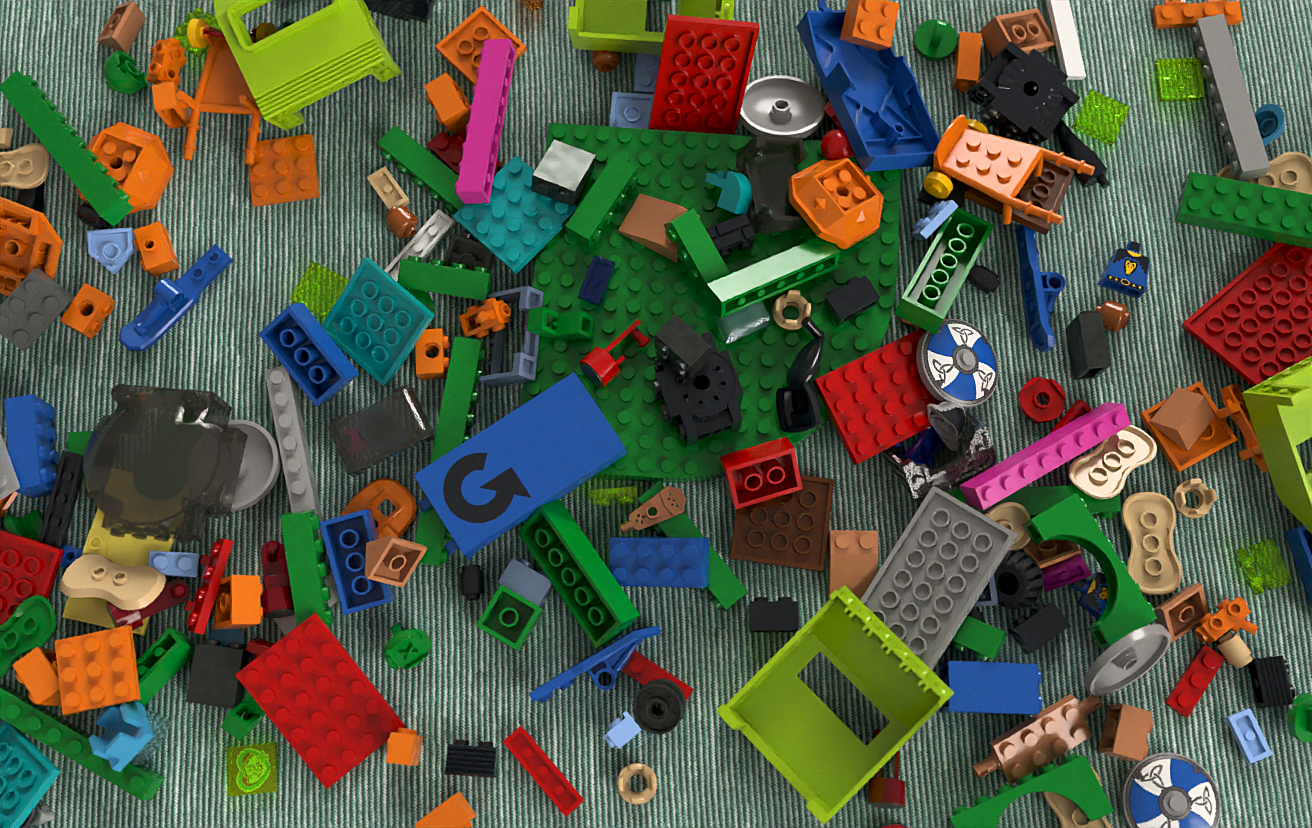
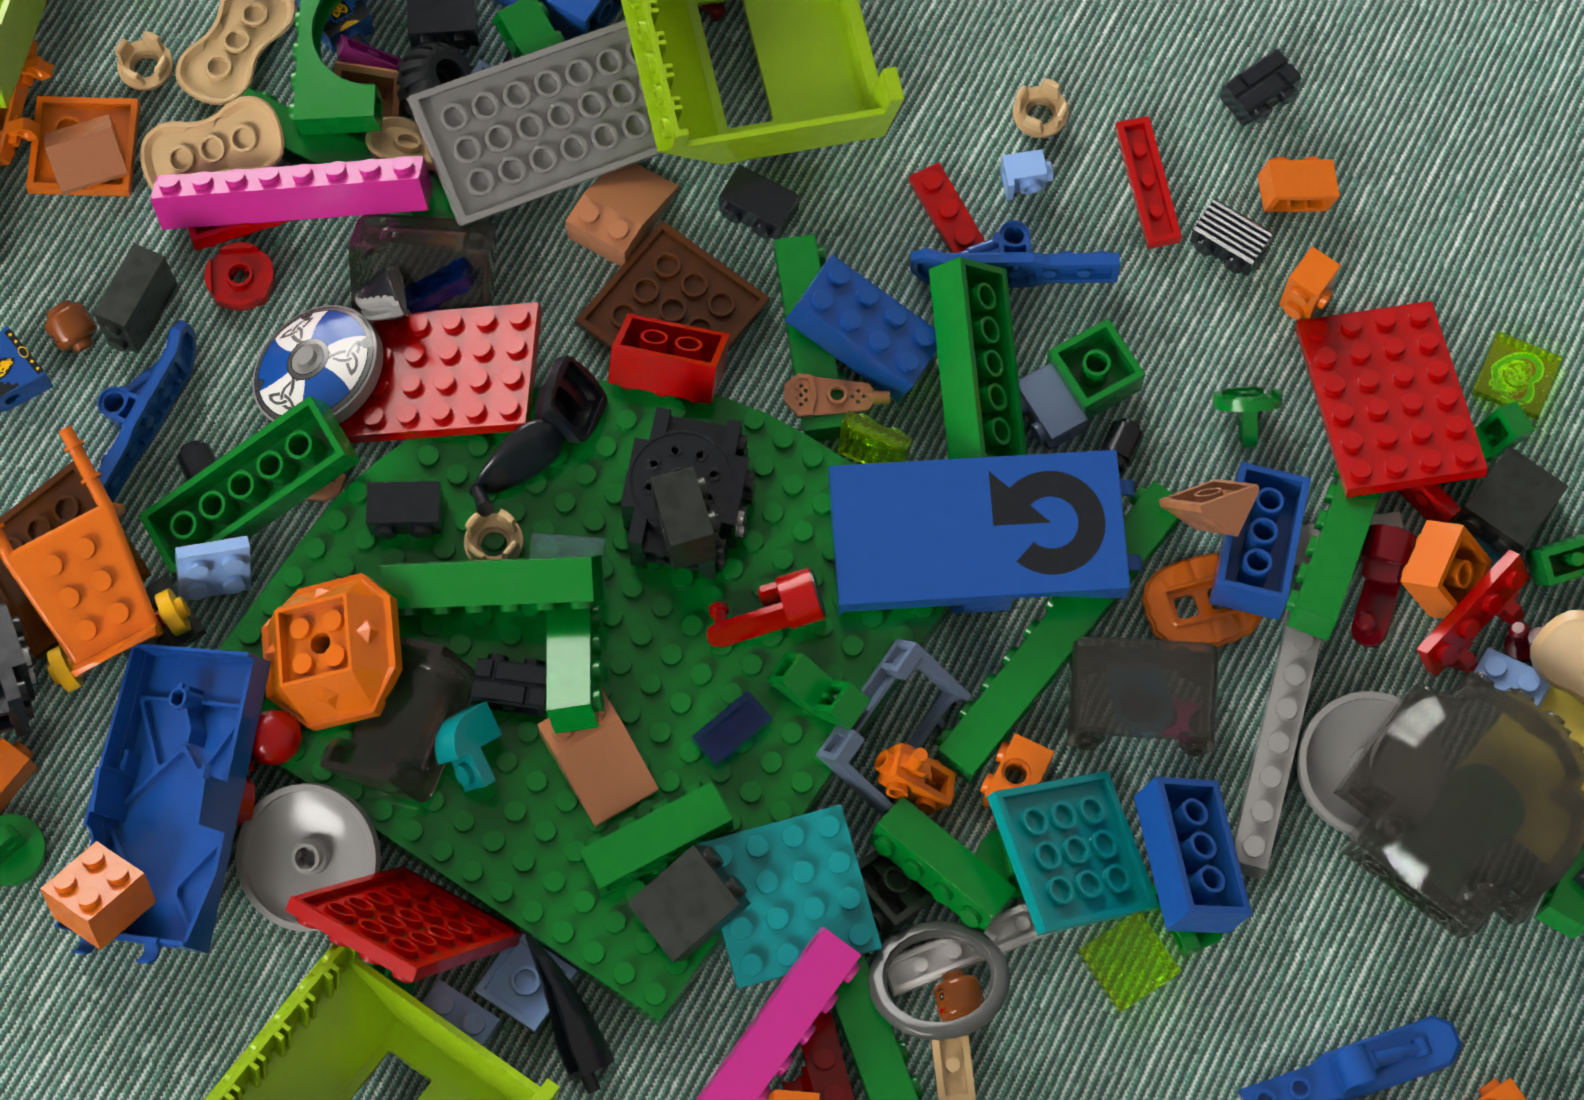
camera: 150 degrees left, 5 degrees down
(435, 187) = (948, 1029): none -> dark grey wedge
(592, 104) = (574, 1028): none -> black piece
(649, 716) = (964, 171): pearl dark grey wheel -> none

